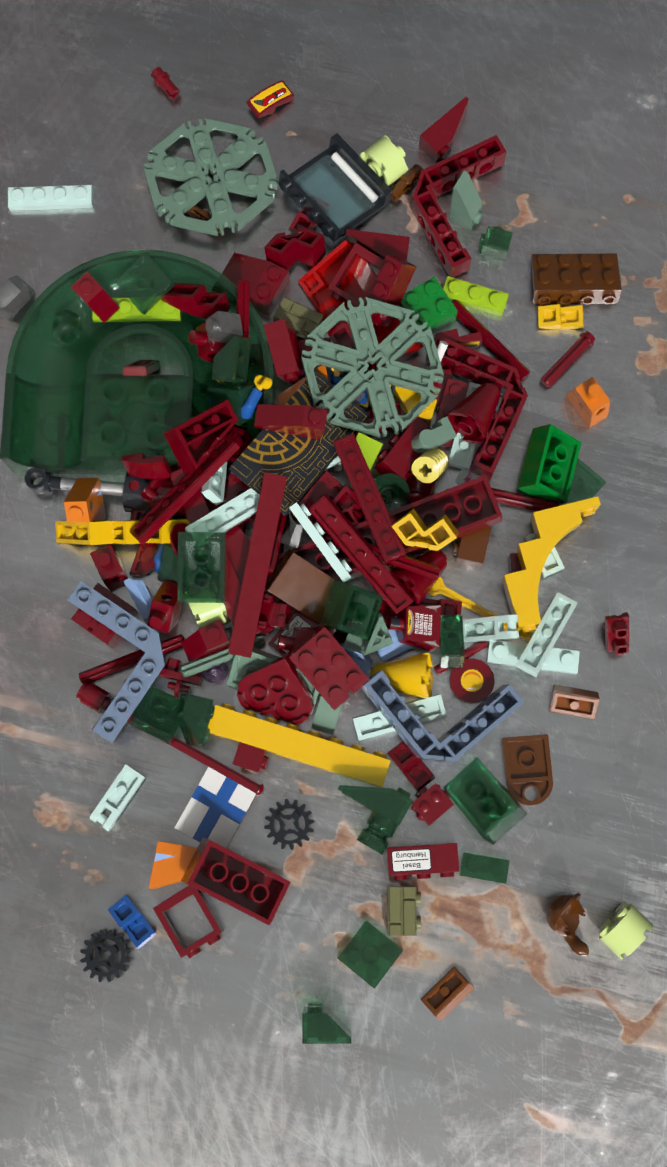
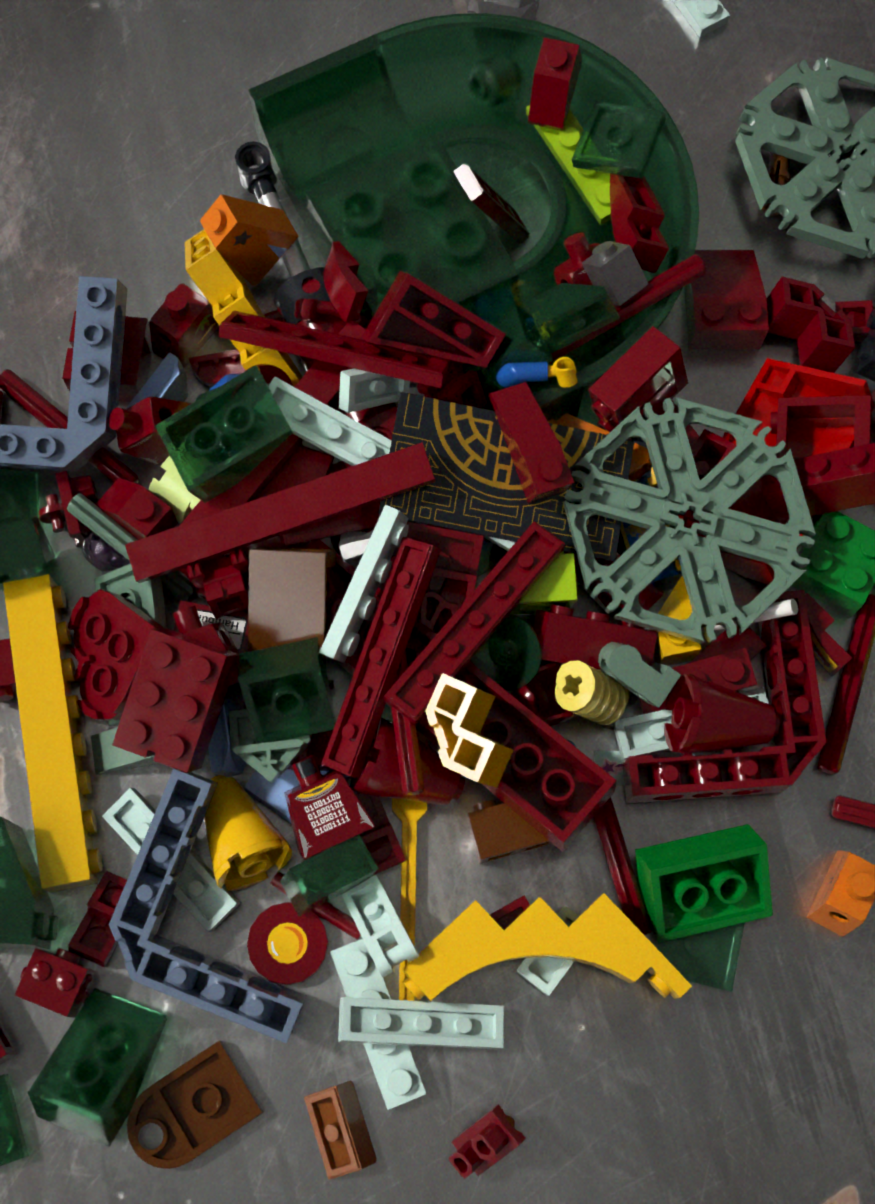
camera: 55 degrees right, 5 degrees down
(300, 316) = (707, 378): olive brick -> none

